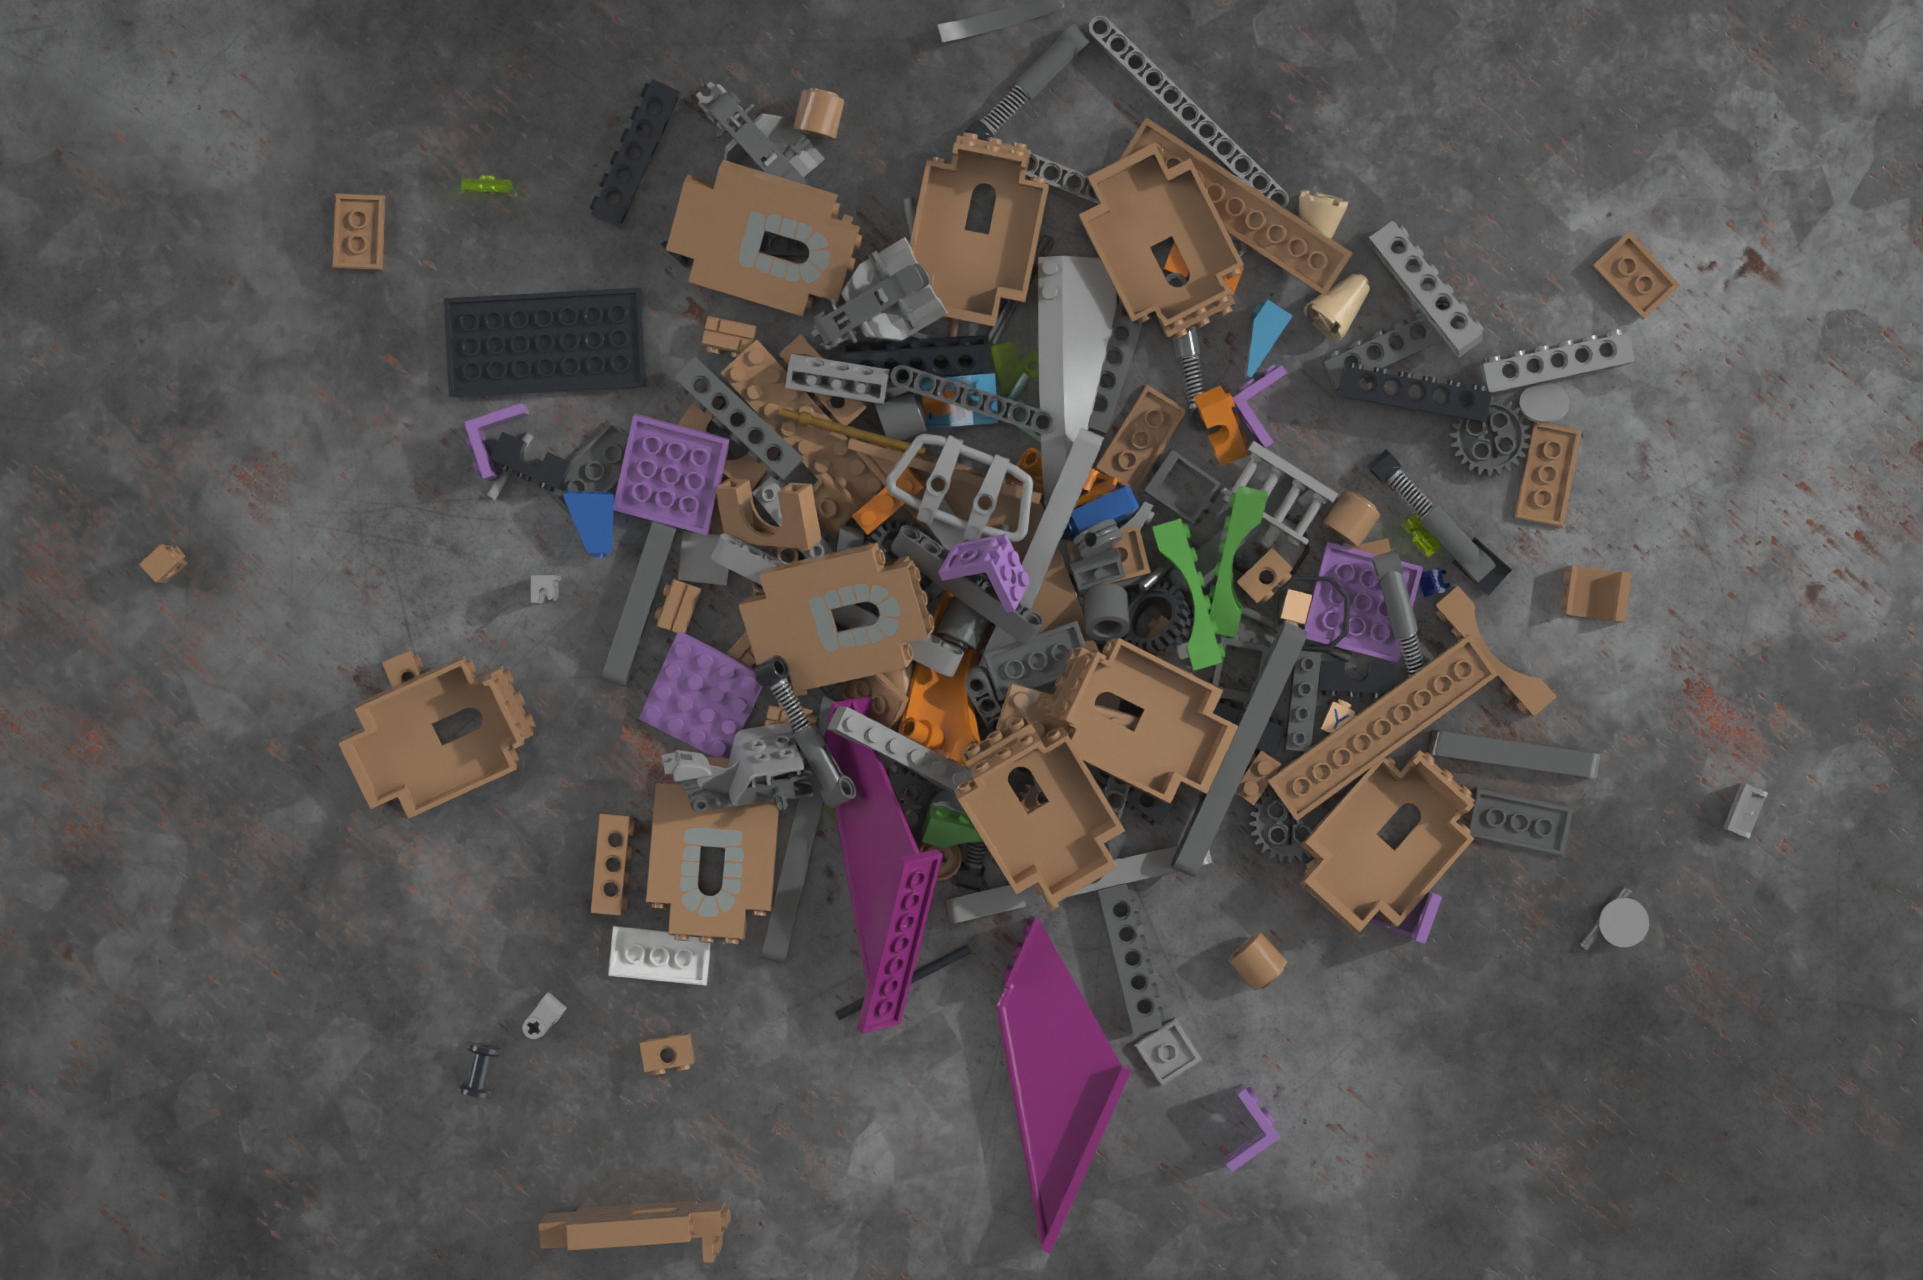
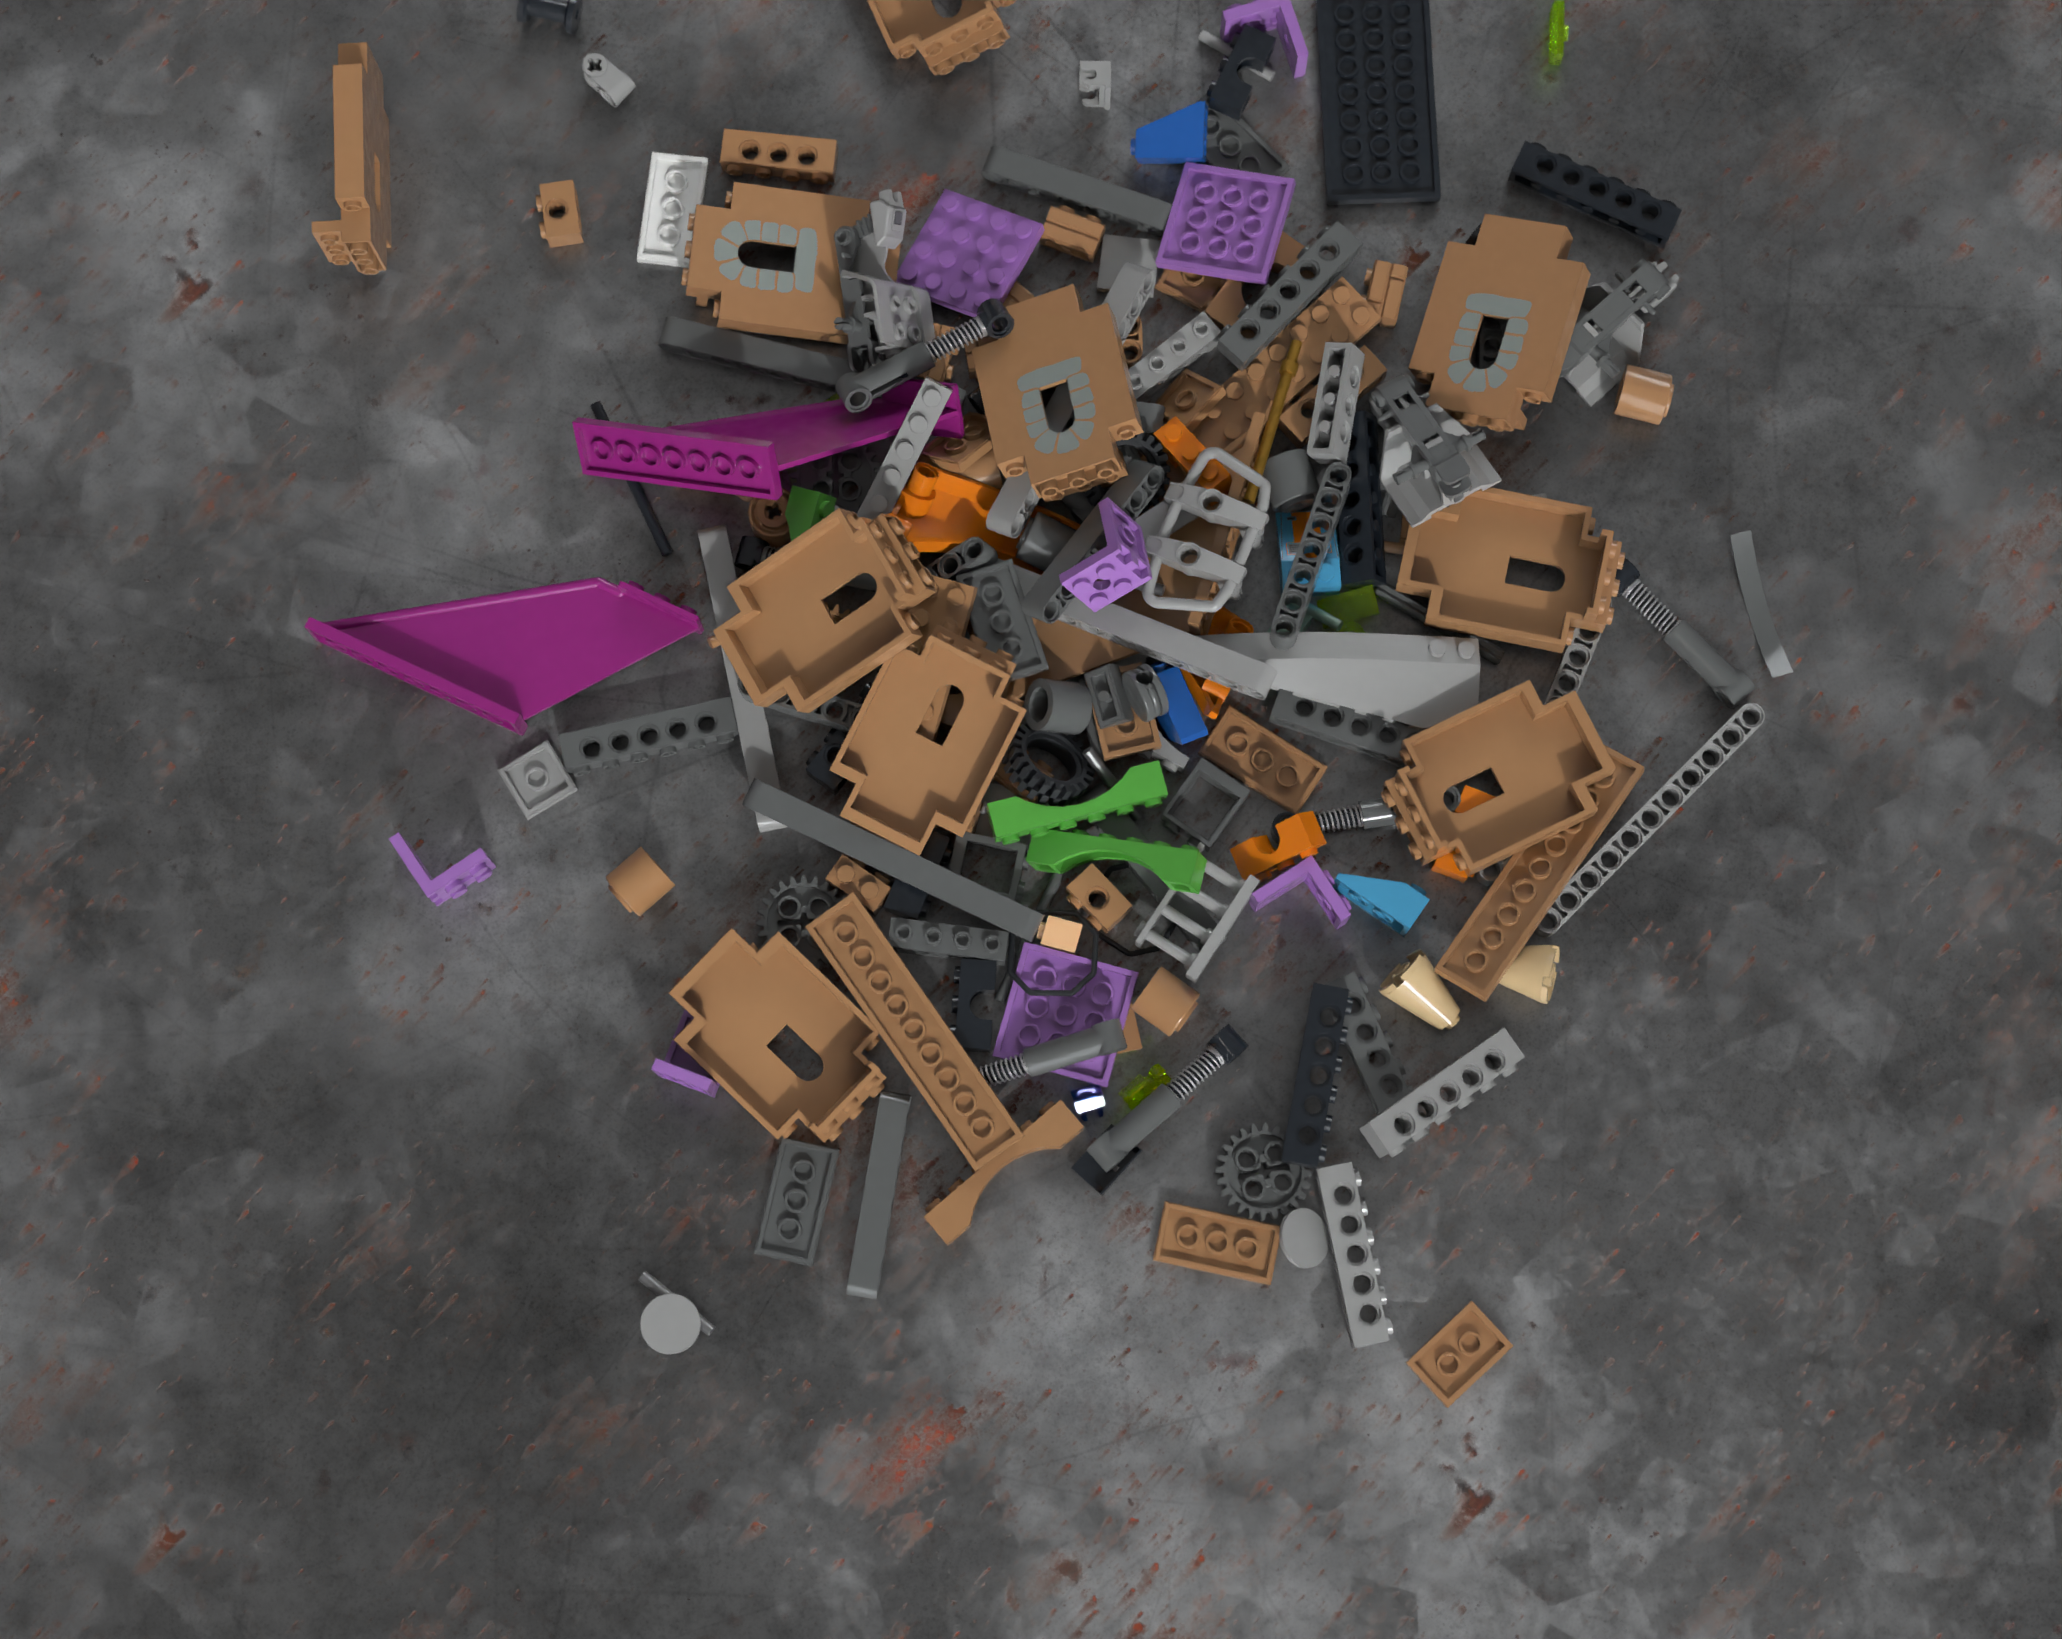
camera: 90 degrees right, 10 degrees down
(741, 520) = (1178, 351): medium nougat arch -> none
(1336, 716) = (930, 981): light nougat brick -> none
(1596, 593) = (1071, 1297): medium nougat panel -> none
(1745, 810) = (801, 1478): light grey hinge -> none

